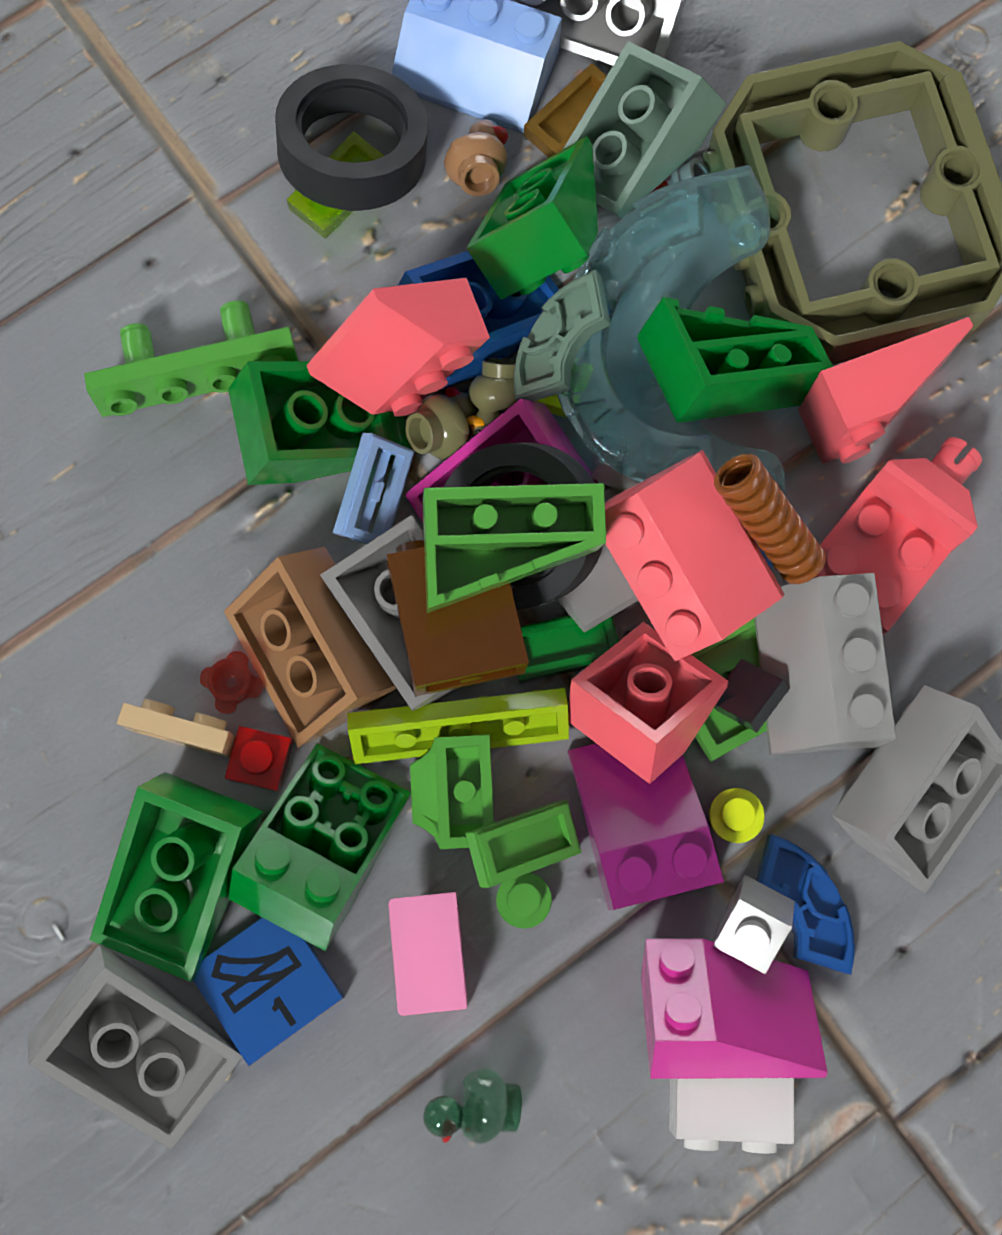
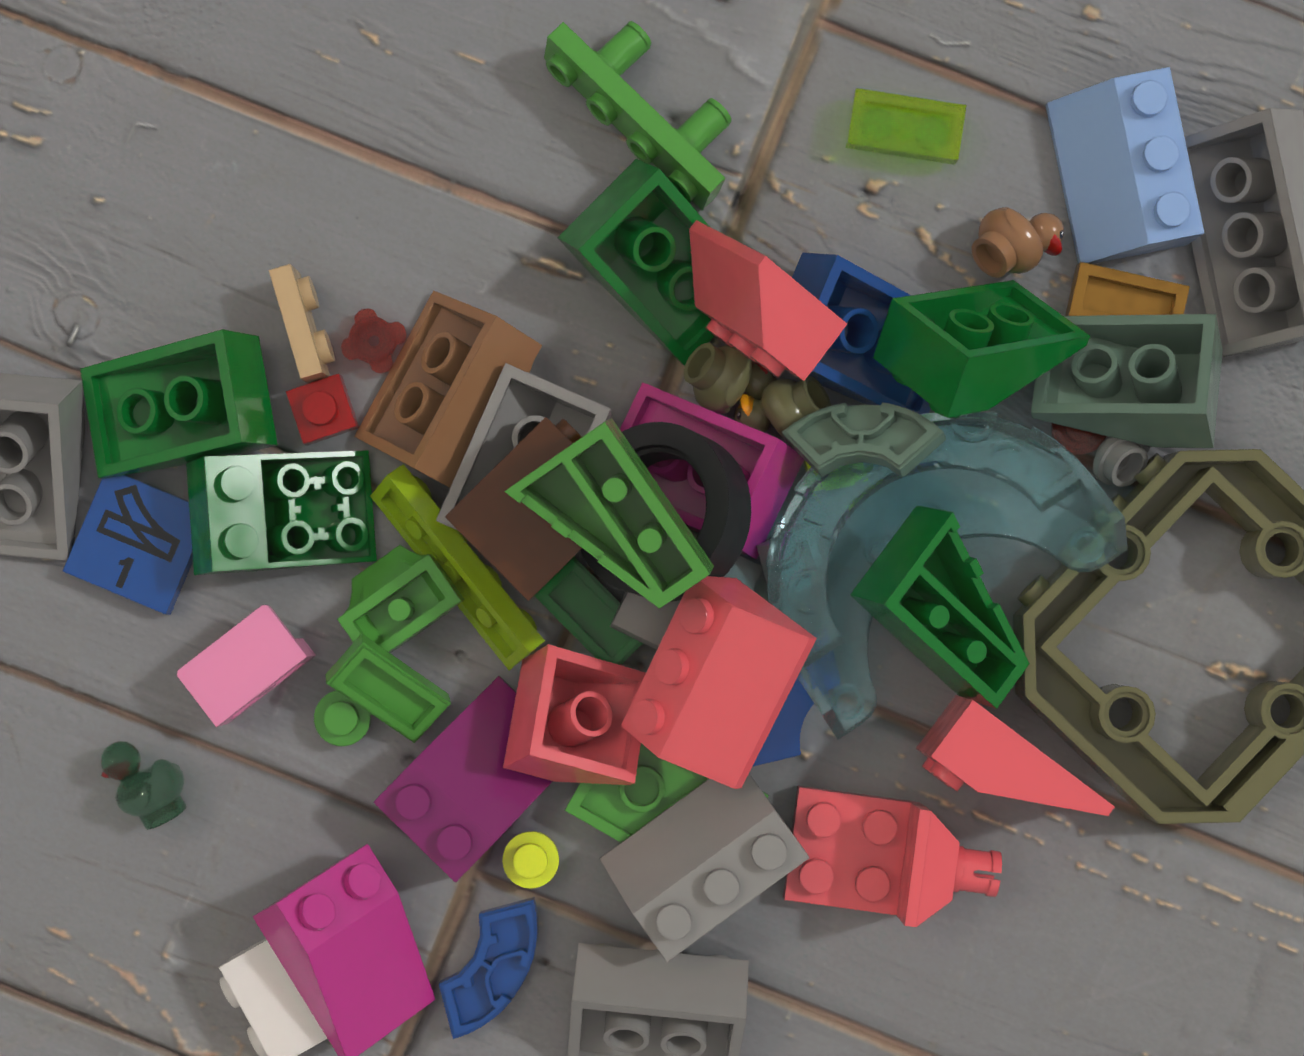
camera: 60 degrees right, 10 degrees up
(351, 90) = (1009, 74): black tyre -> none
(364, 491) = (619, 347): light blue tile -> none
(751, 695) = (637, 810): black tile -> none
(755, 924) = (440, 930): brick -> none
(770, 518) = (791, 736): dark orange piece -> none

